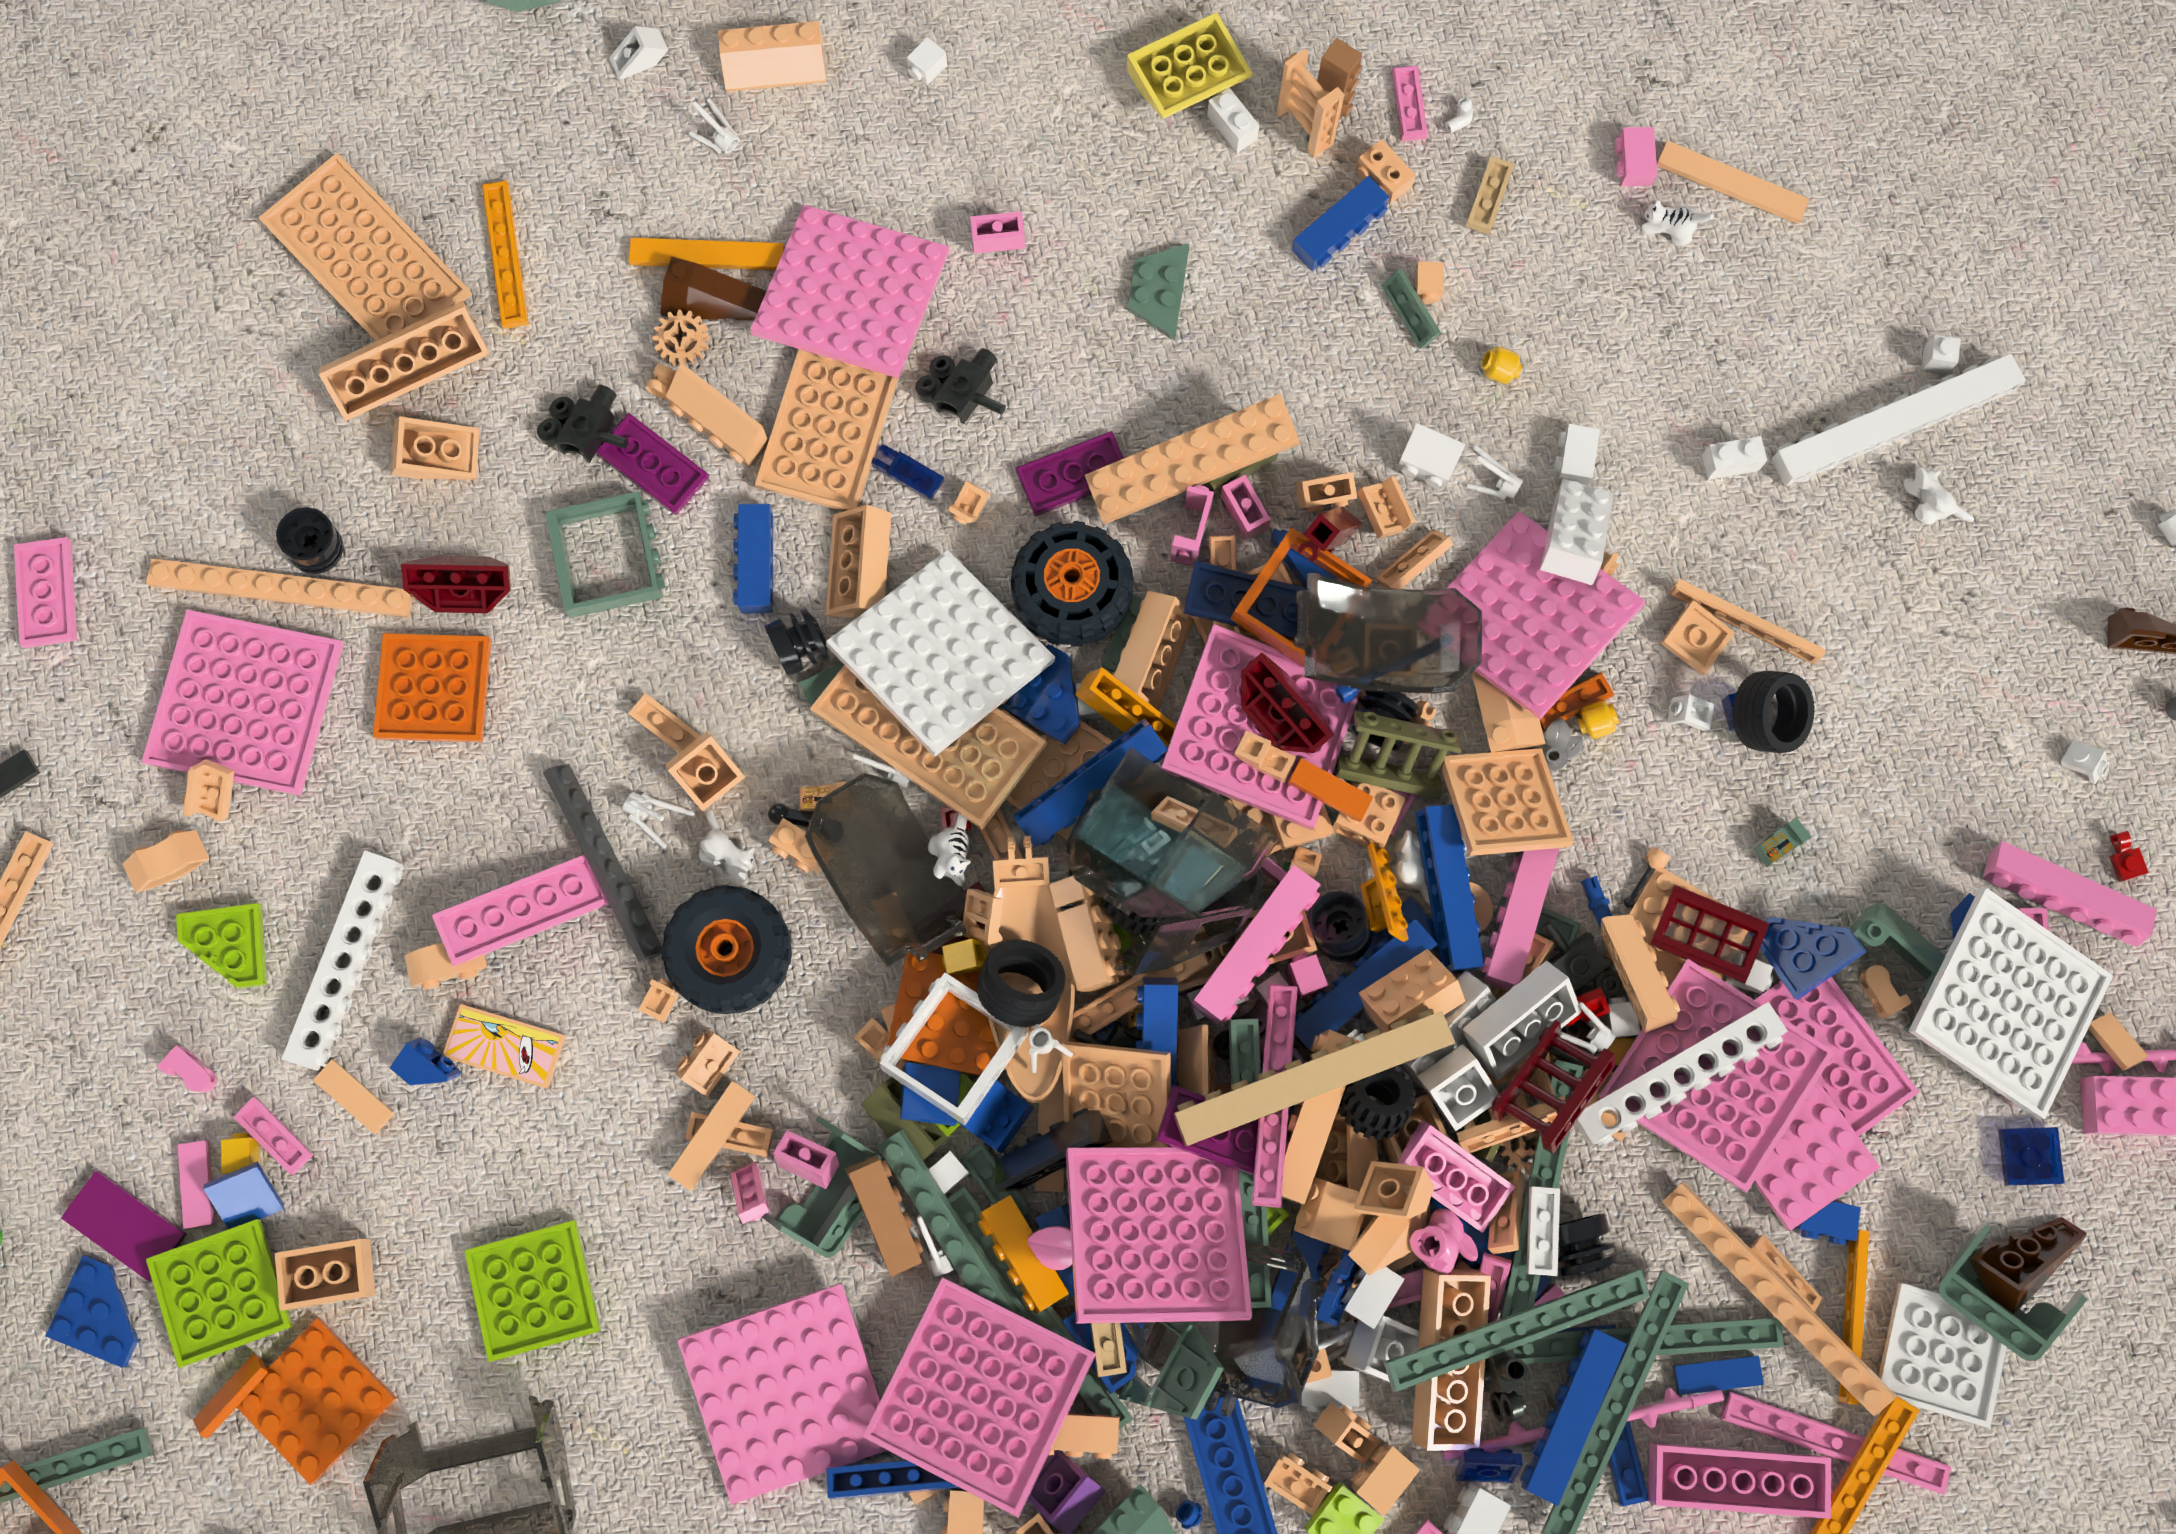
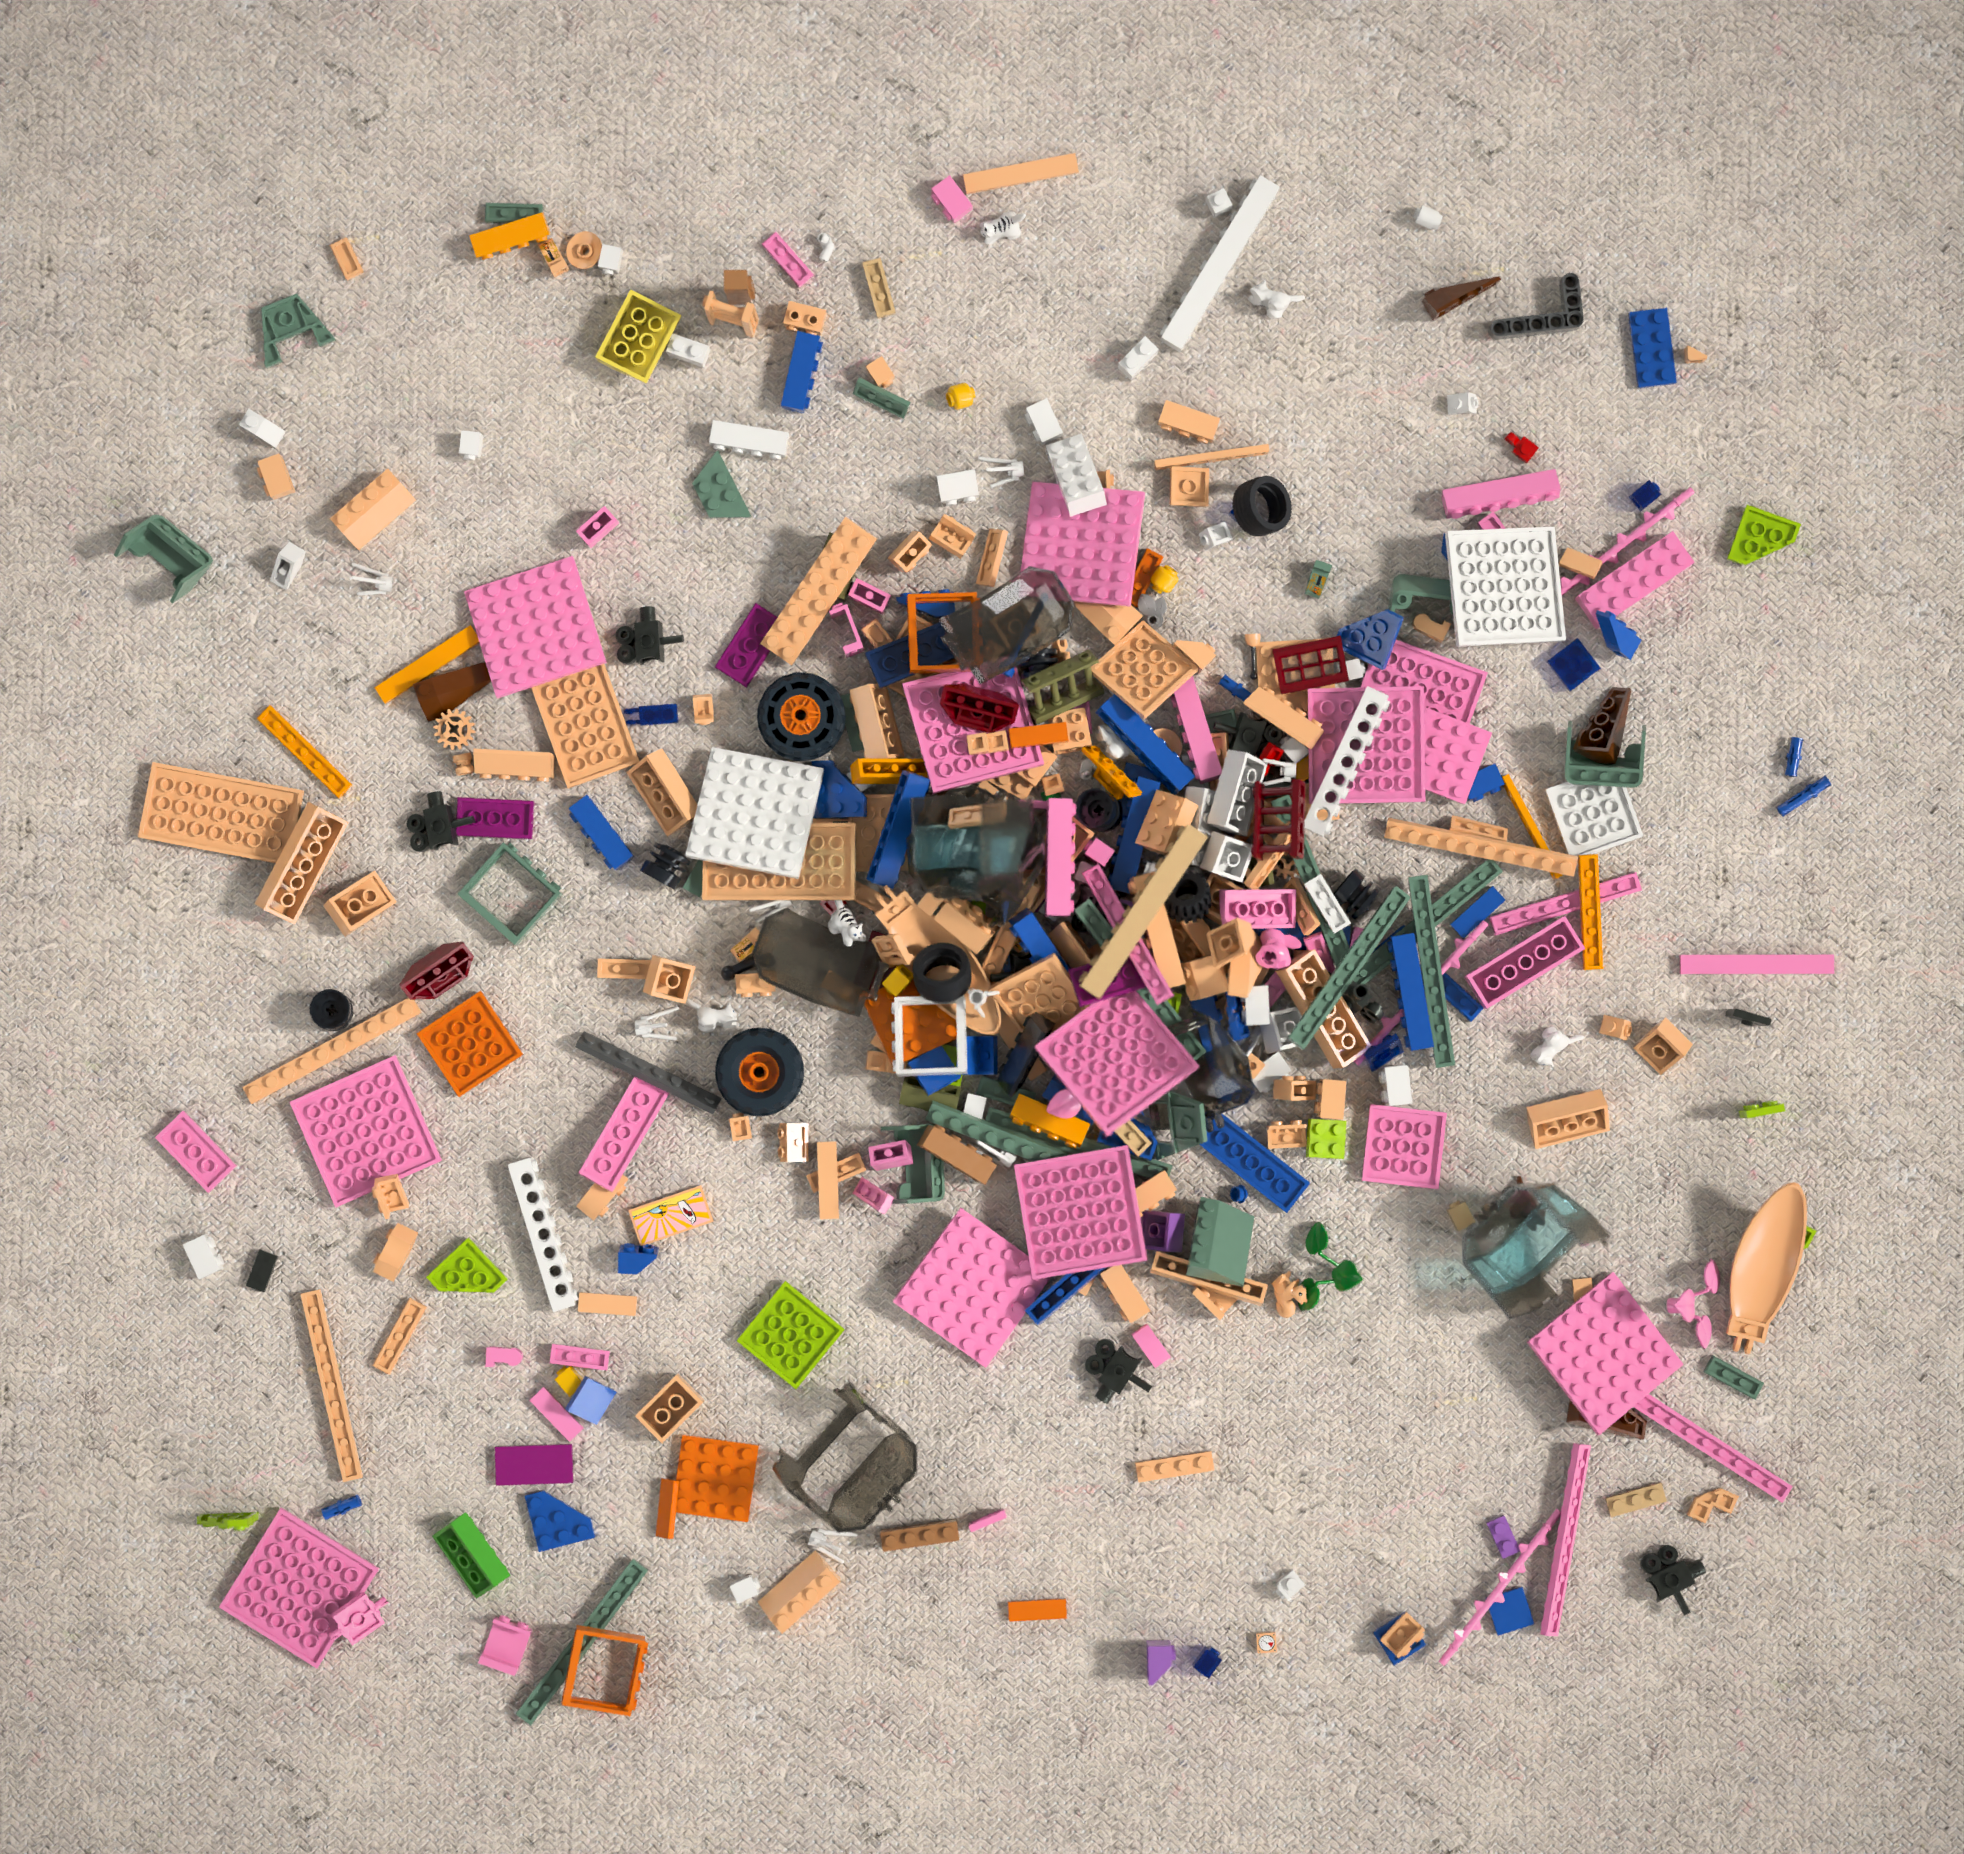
camera: 35 degrees left, 10 degrees up
(96, 961) = (399, 1336): none -> light nougat tile
(218, 1293) = (618, 1460): lime plate -> none
(1232, 255) = (749, 439): none -> white brick
(1330, 531) = (931, 578): dark red brick -> none
(1358, 871) = (1086, 769): none -> white arm
(1583, 827) = (1196, 652): none -> light nougat slope
(1745, 565) = (1188, 422): none -> light nougat brick
(2113, 1157) = (1617, 636): none -> blue slope

